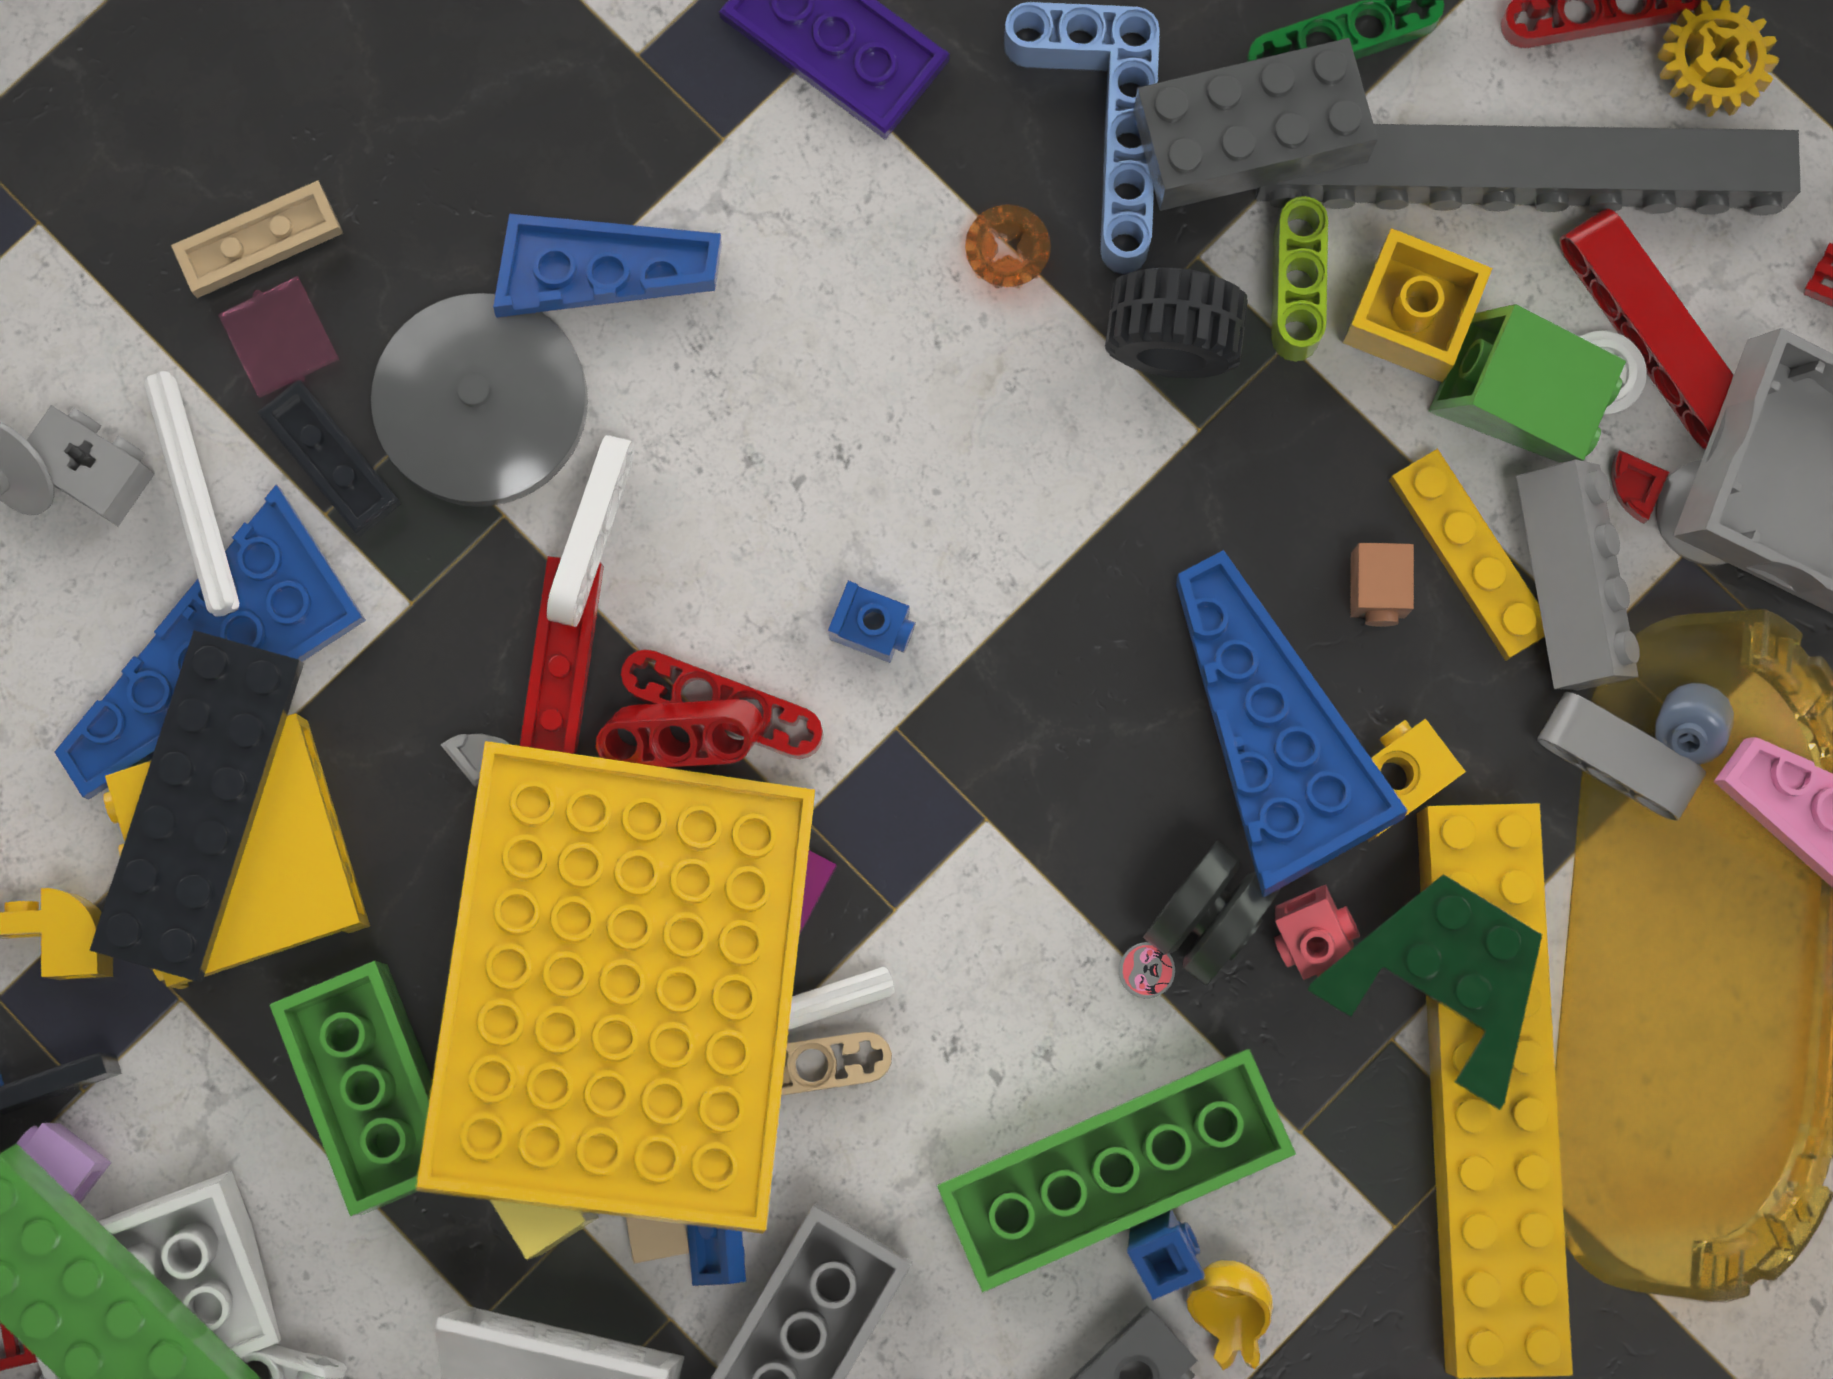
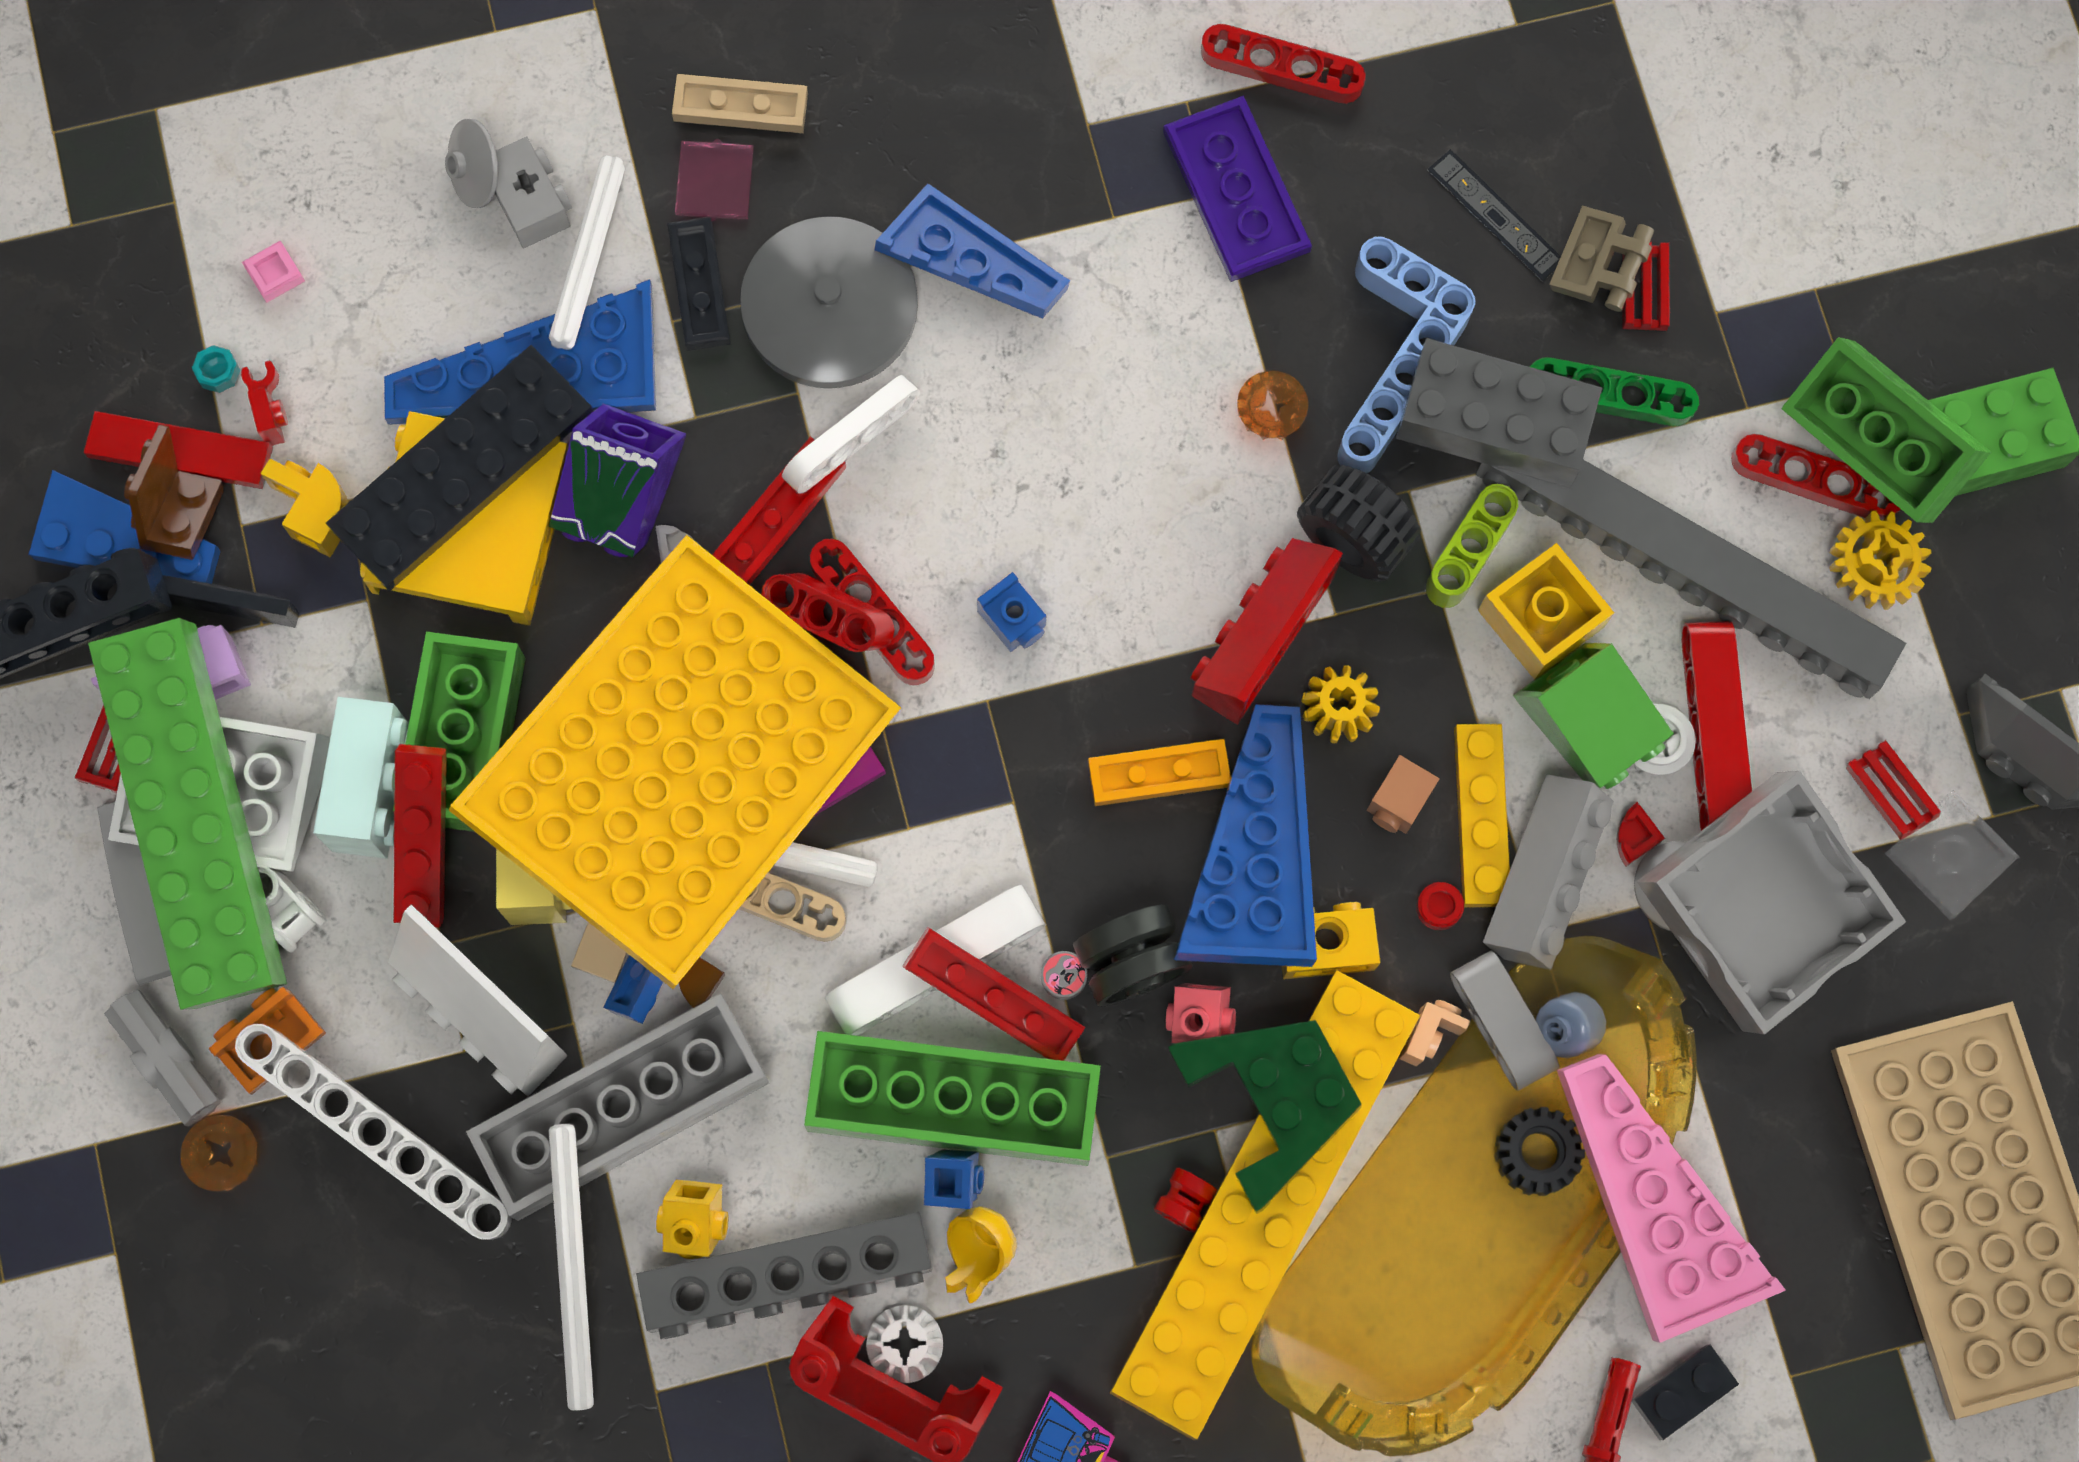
camera: 25 degrees right, 5 degrees down
(295, 1198) = (359, 778): none -> light aqua brick
(370, 721) = (615, 480): none -> slope
(393, 1224) = (419, 831): none -> red plate
(783, 1202) = (700, 982): none -> reddish brown tile
(1008, 1036) = (891, 988): none -> white beam
(1091, 1038) = (993, 996): none -> red tile
(1120, 701) = (1159, 772): none -> light orange plate
(1142, 486) = (1265, 628): none -> red slope
(1280, 536) = (1334, 689): none -> yellow gear
(1409, 1145) = (1180, 1209): none -> red wheel
(1484, 673) = (1440, 906): none -> red tile
(1555, 818) = (1425, 1038): none -> light nougat bracket
(1767, 866) = (1559, 1131): none -> black tyre

